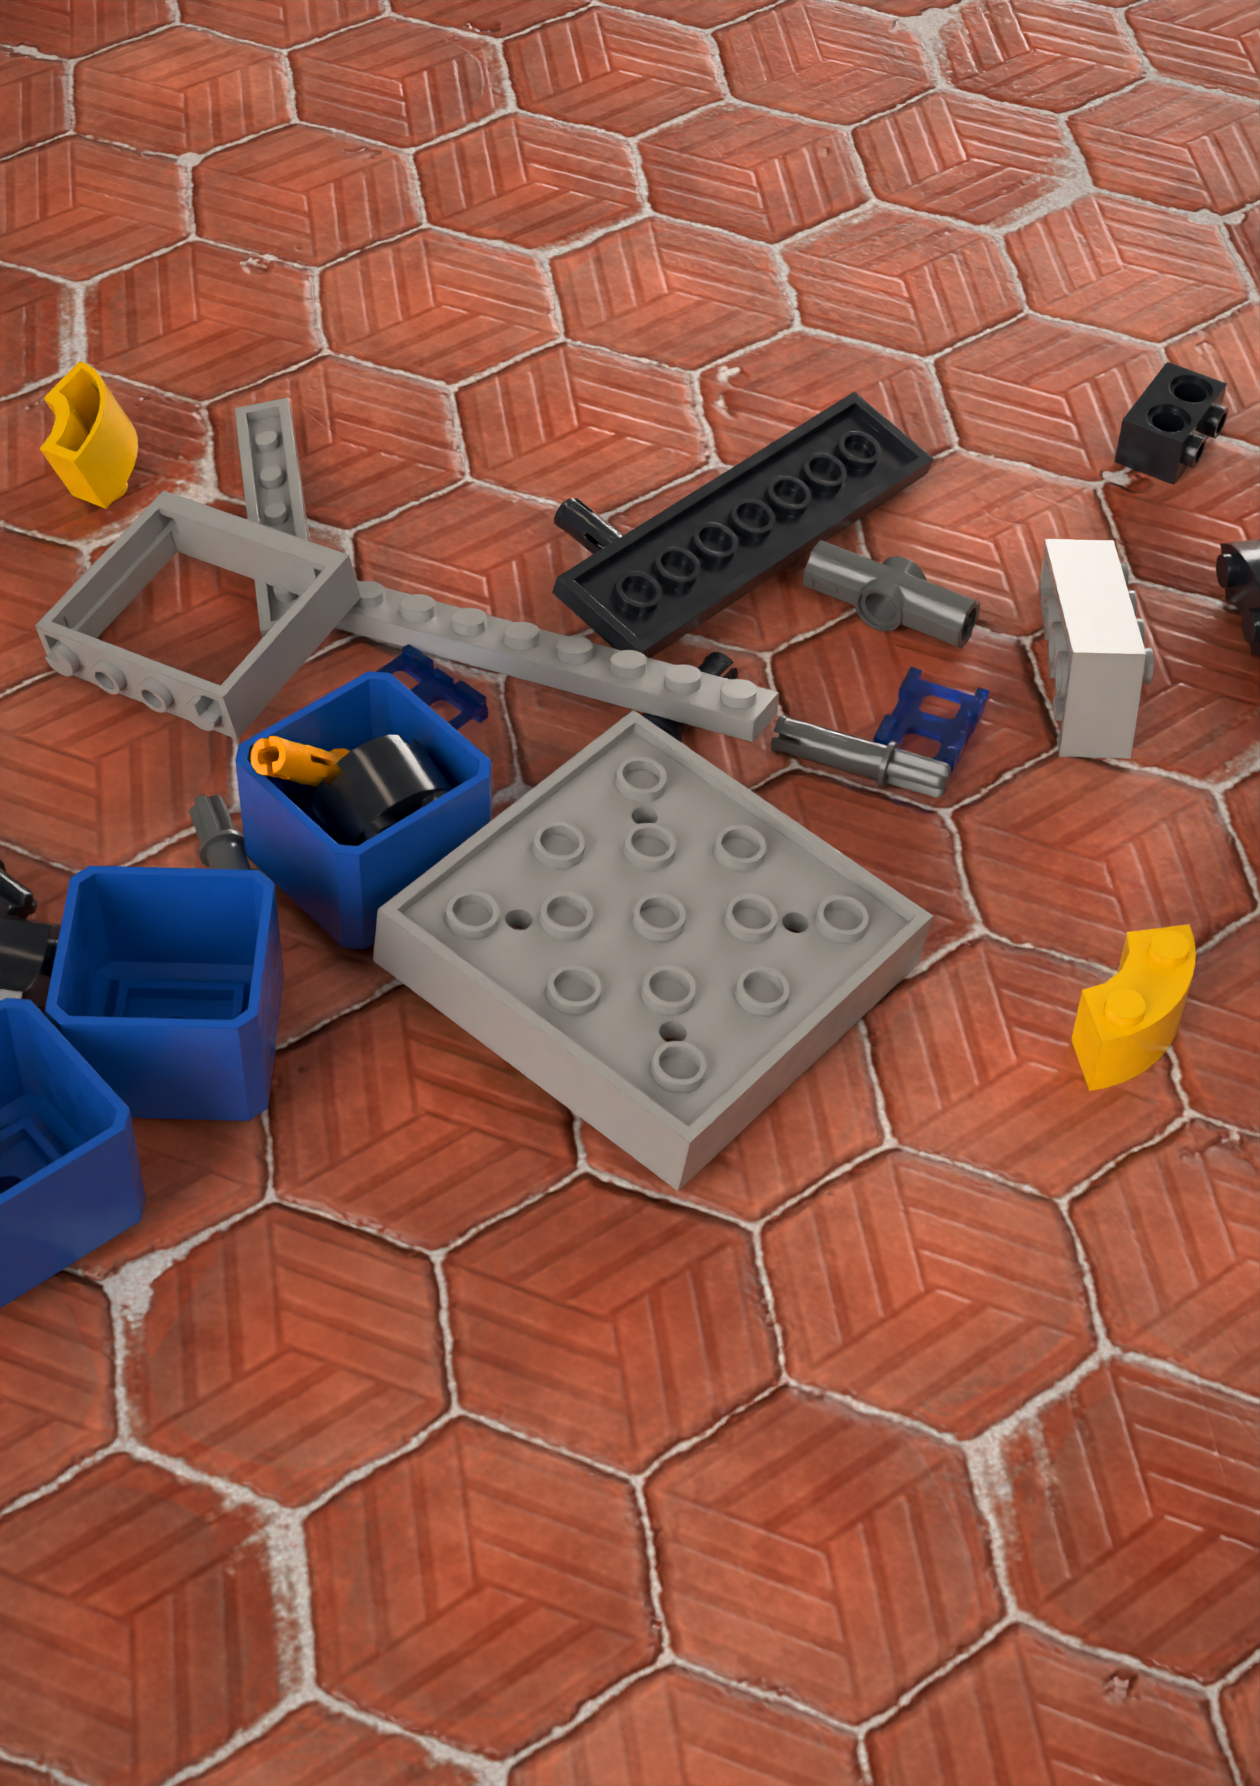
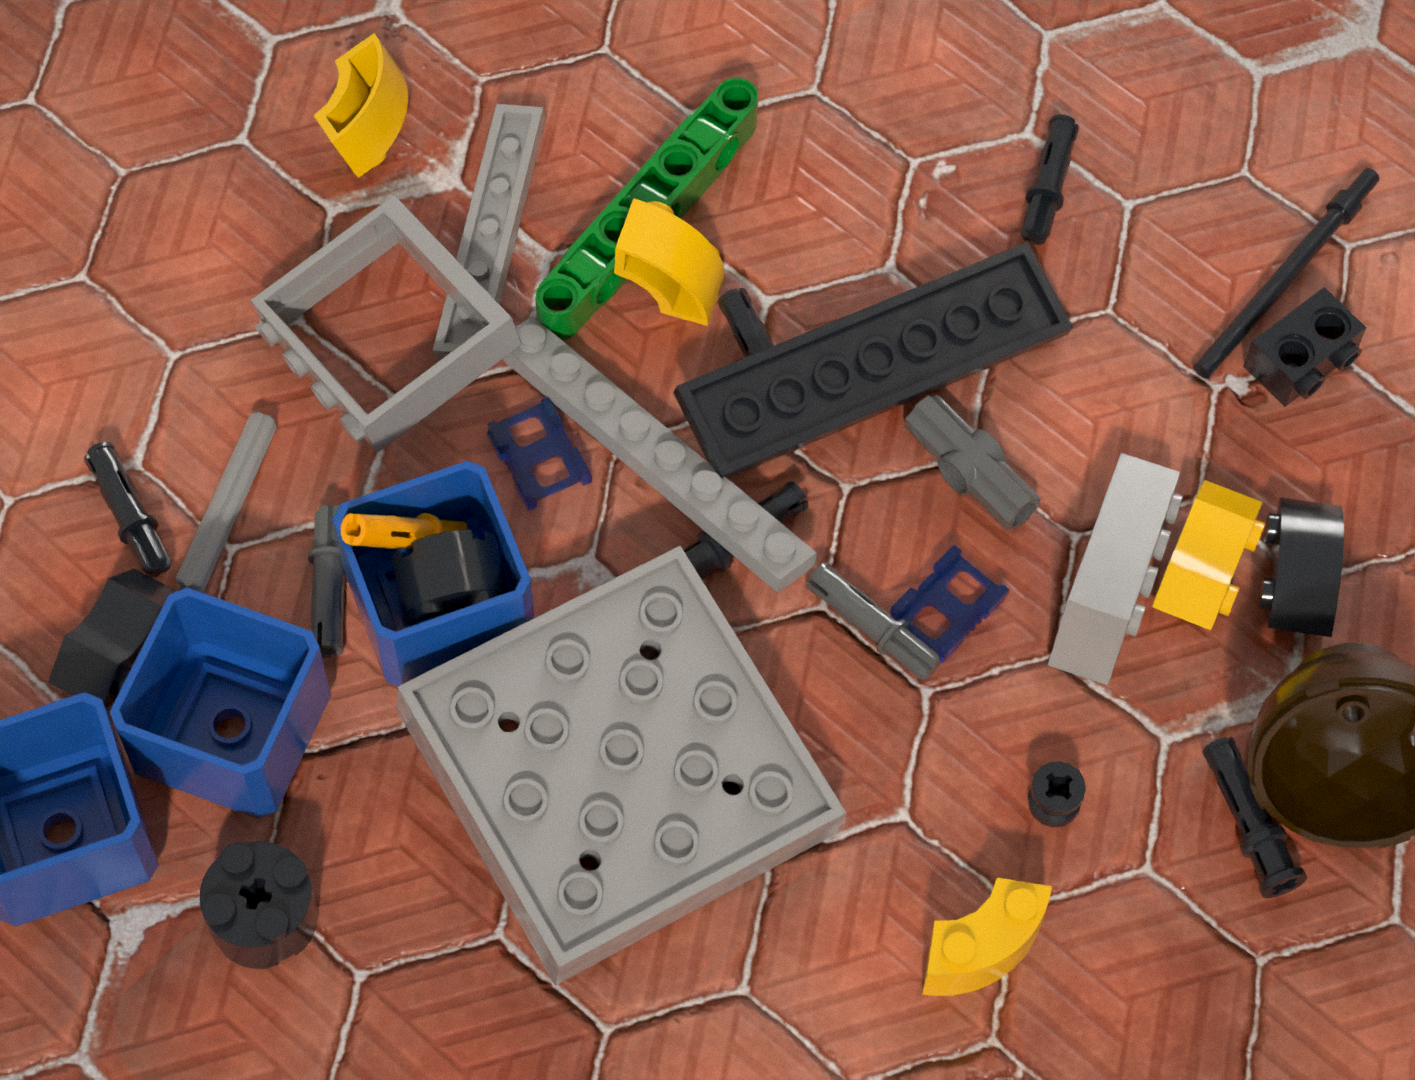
camera: 20 degrees right, 15 degrees up
(79, 817) = (226, 502): none -> light grey axle
(289, 1201) = (242, 879): none -> black brick
(439, 460) = (699, 150): none -> green beam
(492, 487) = (669, 261): none -> yellow brick
(845, 360) = (1045, 194): none -> black axle
(1136, 858) = (1050, 805): none -> black wheel
(1138, 317) = (1340, 211): none -> black bar
(1178, 609) = (1207, 555): none -> yellow brick

